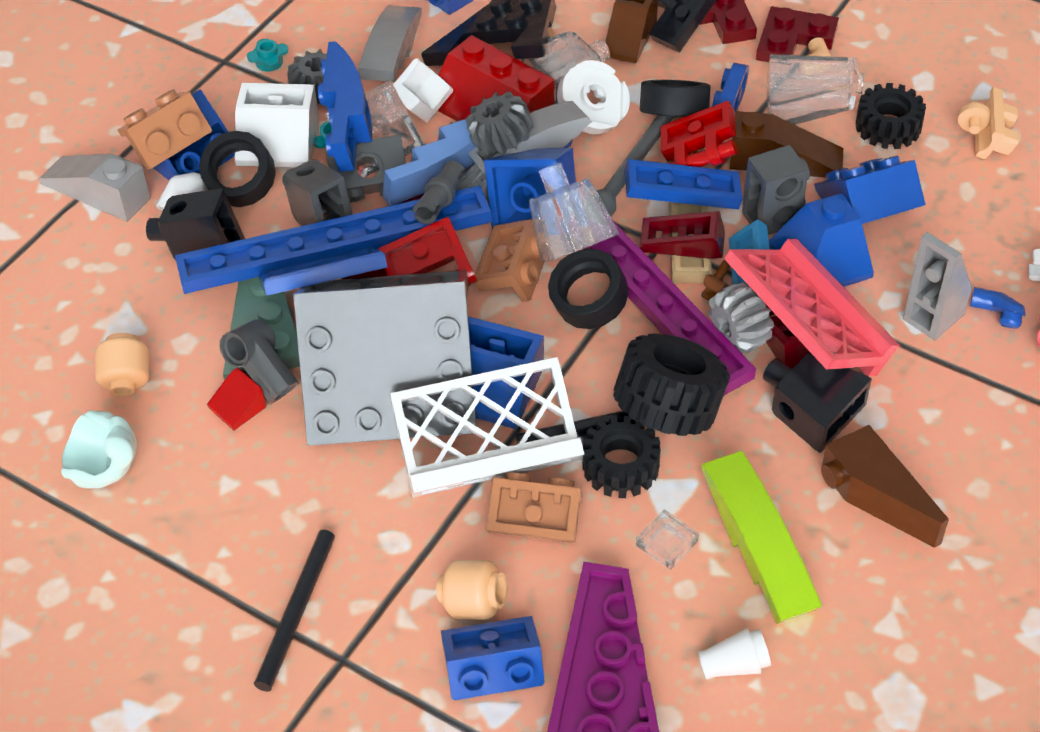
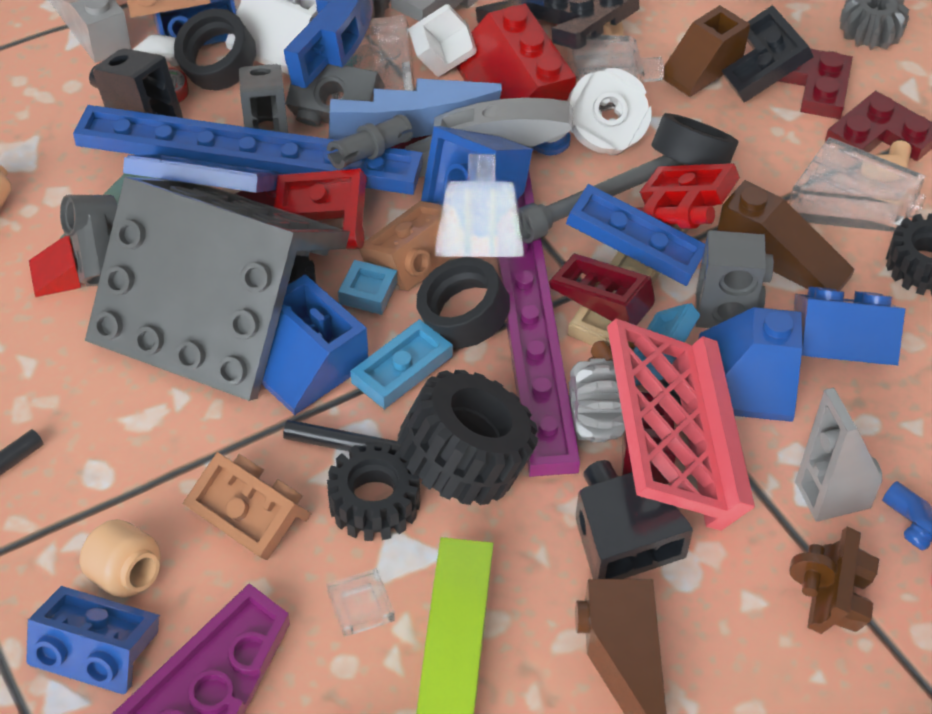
camera: 25 degrees right, 0 degrees up
(494, 463) = (236, 438): white fence -> none
(499, 123) = (469, 94): dark grey gear -> none
(503, 307) = (367, 287): none -> dark azure plate
(575, 348) = (401, 364): none -> dark azure plate
(732, 85) = (768, 160): blue plate -> none
(979, 371) = (829, 578): none -> reddish brown hips

